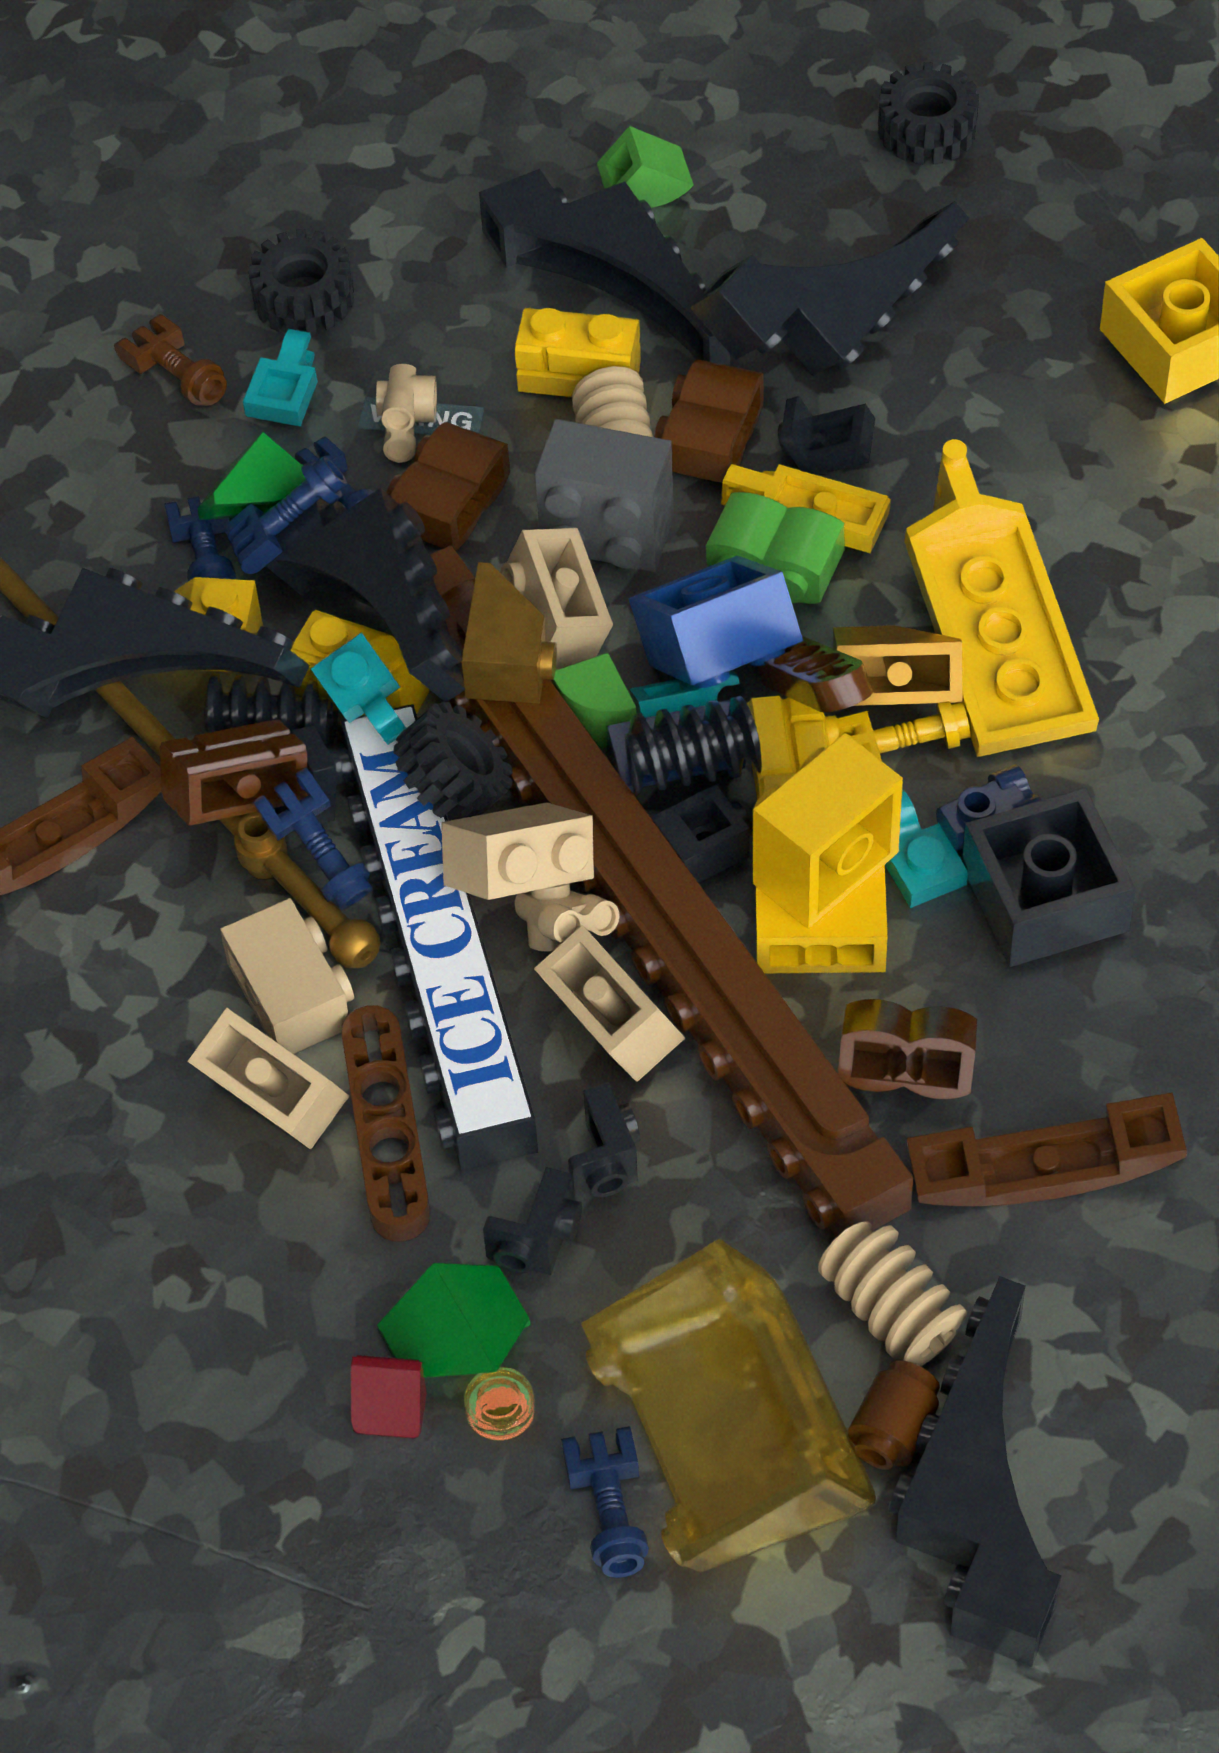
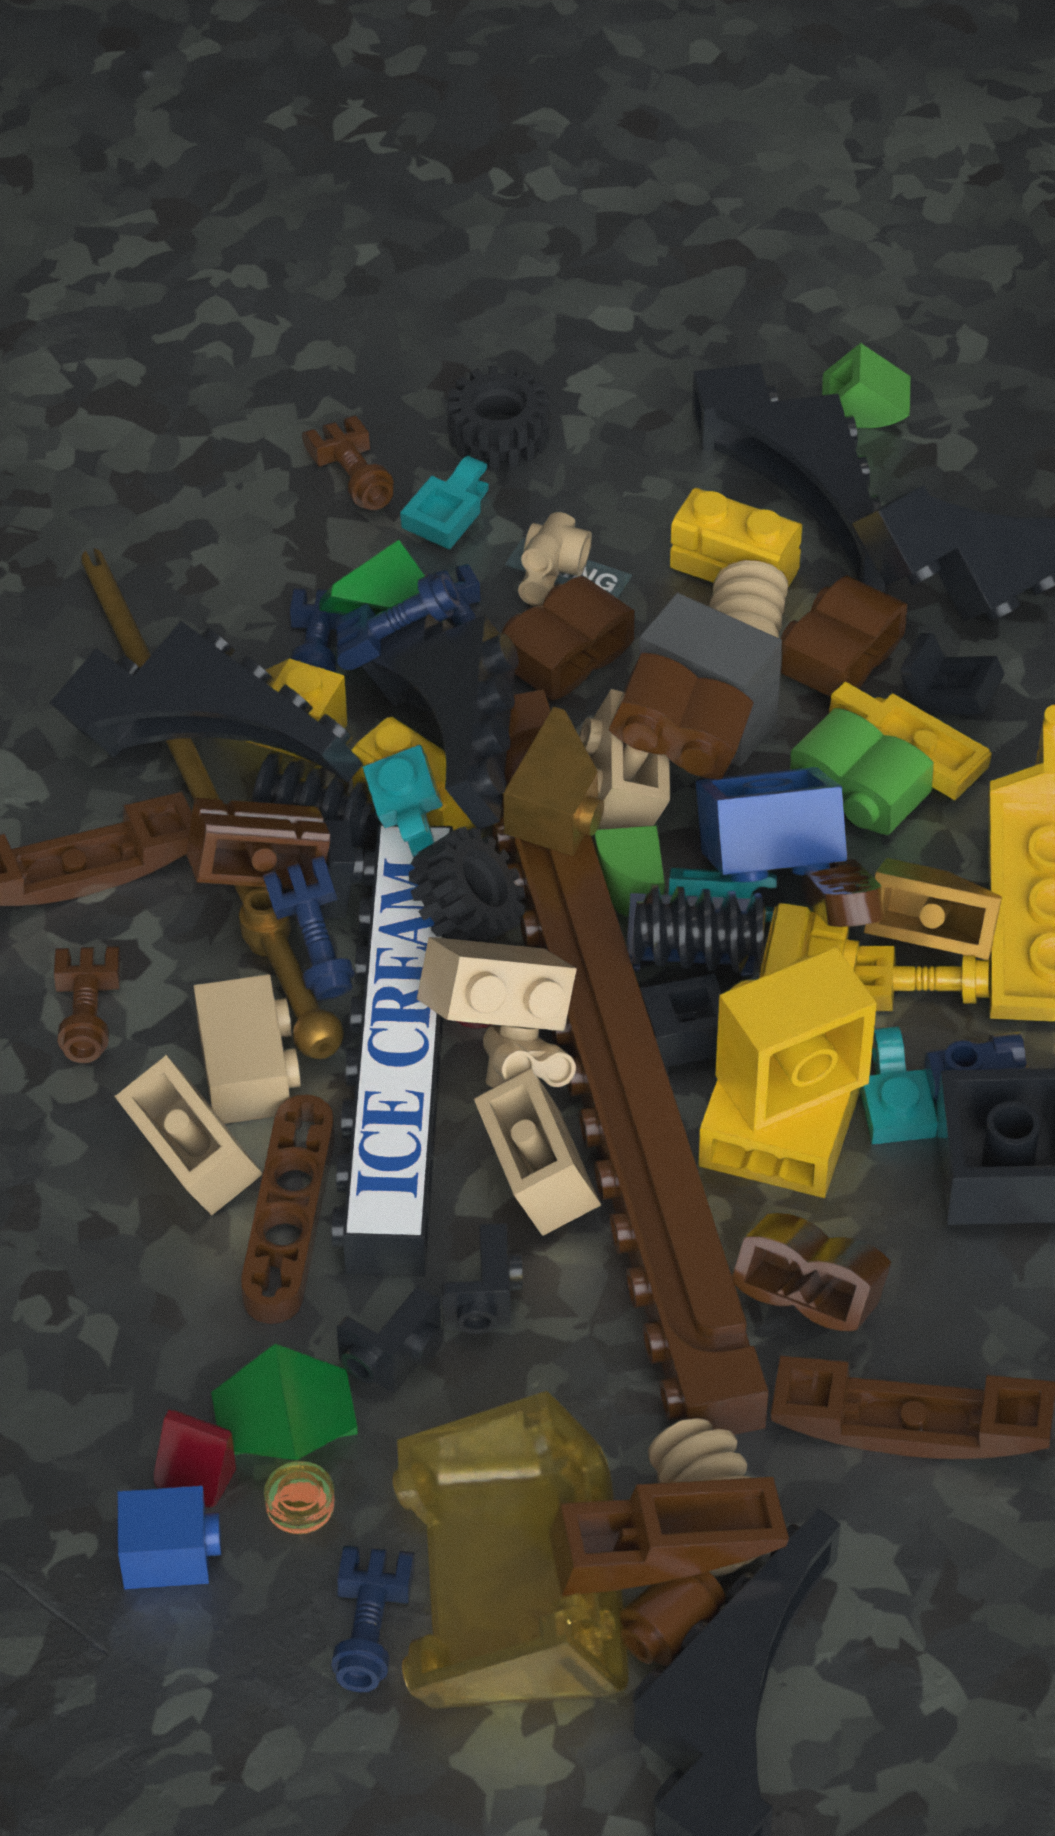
camera: 15 degrees right, 5 degrees down
(123, 1004) = (83, 1033): none -> reddish brown hinge
(390, 1481) = (166, 1537): none -> blue brick
(600, 540) = (681, 716): none -> reddish brown brick
(873, 1344) = (665, 1533): none -> reddish brown slope

